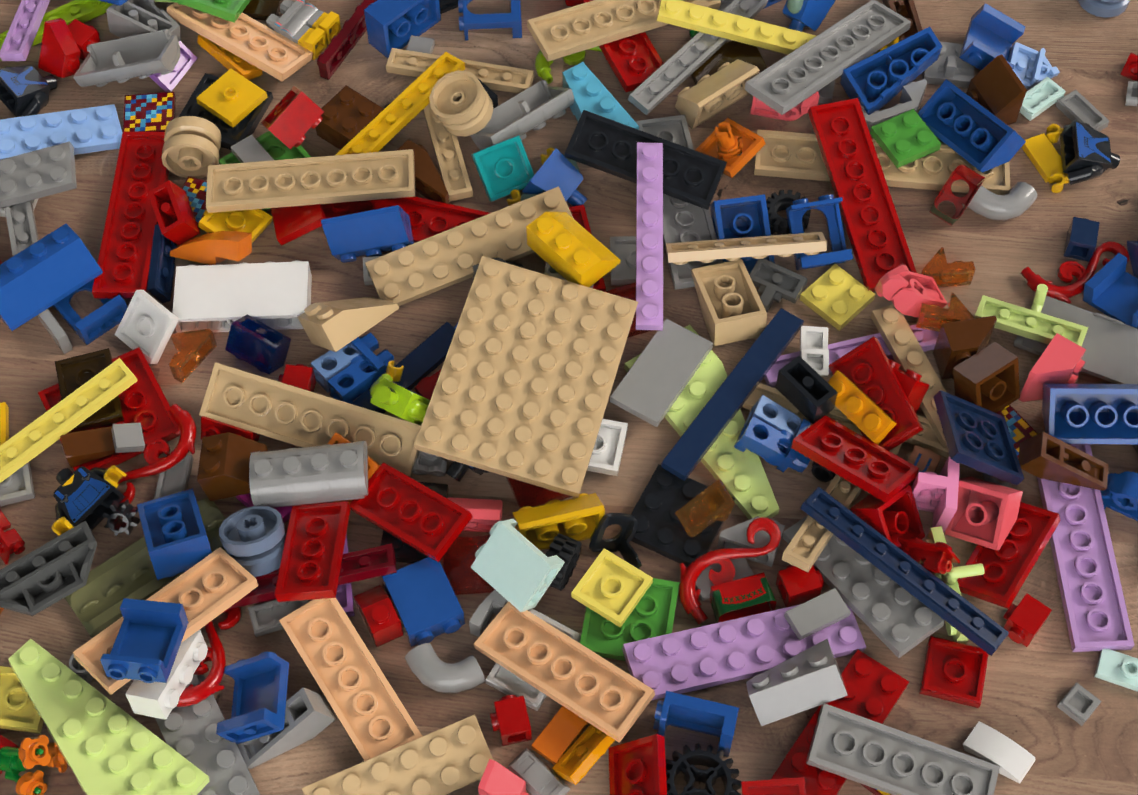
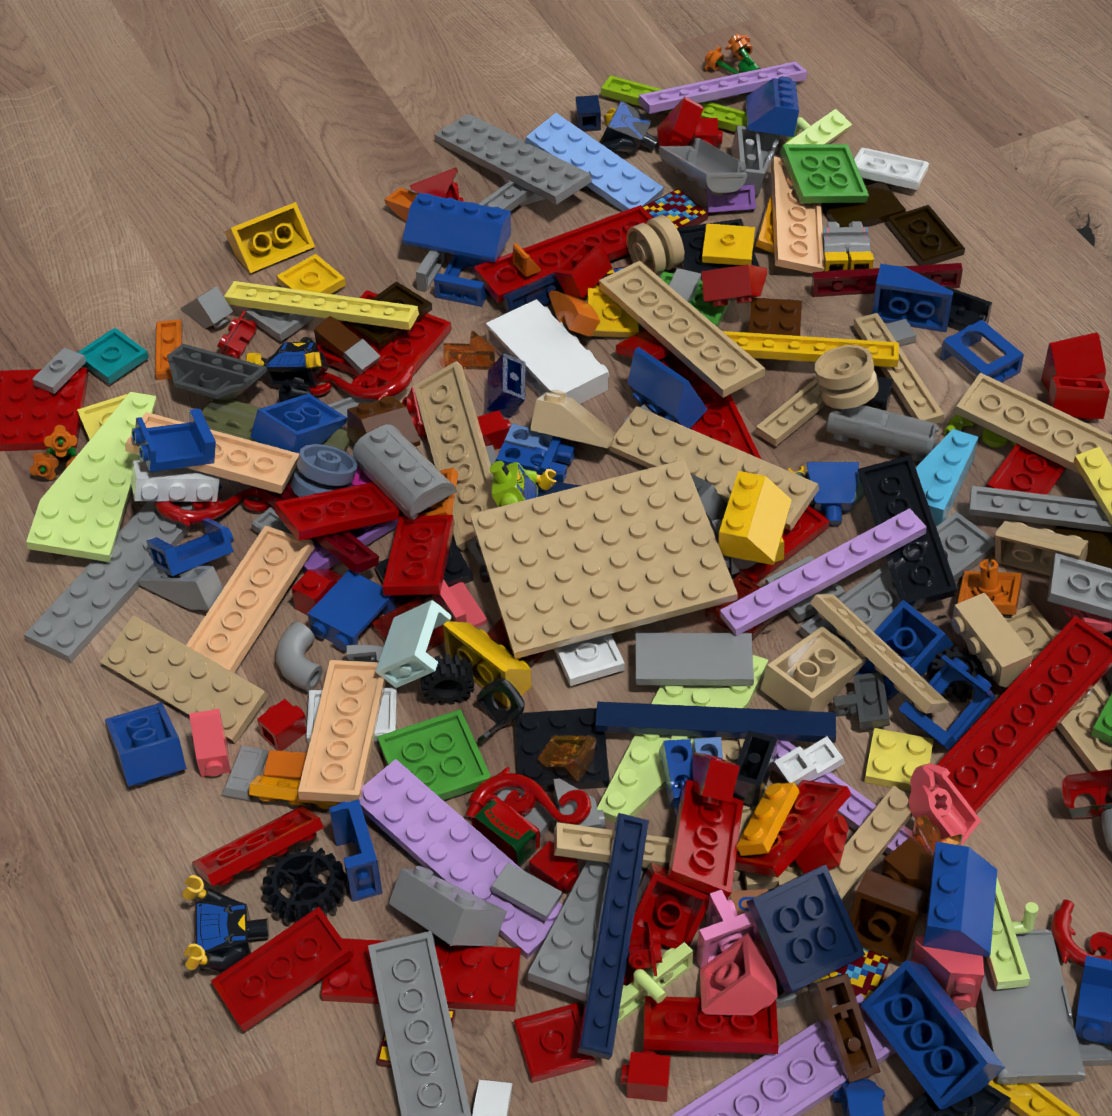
camera: 60 degrees right, 10 degrees down
(125, 250) = (523, 261): none -> orange slope
(147, 326) = (470, 314): white plate -> none
(426, 175) = (767, 396): reddish brown slope -> none
(503, 168) = (814, 442): teal plate -> none
(612, 587) = (446, 726): light yellow plate -> none
(787, 169) = (991, 639): none -> tan slope
(808, 417) = (714, 778): none -> red slope
(949, 274) = (998, 829): clear orange slope -> none
(1022, 328) = (960, 901): none -> blue slope

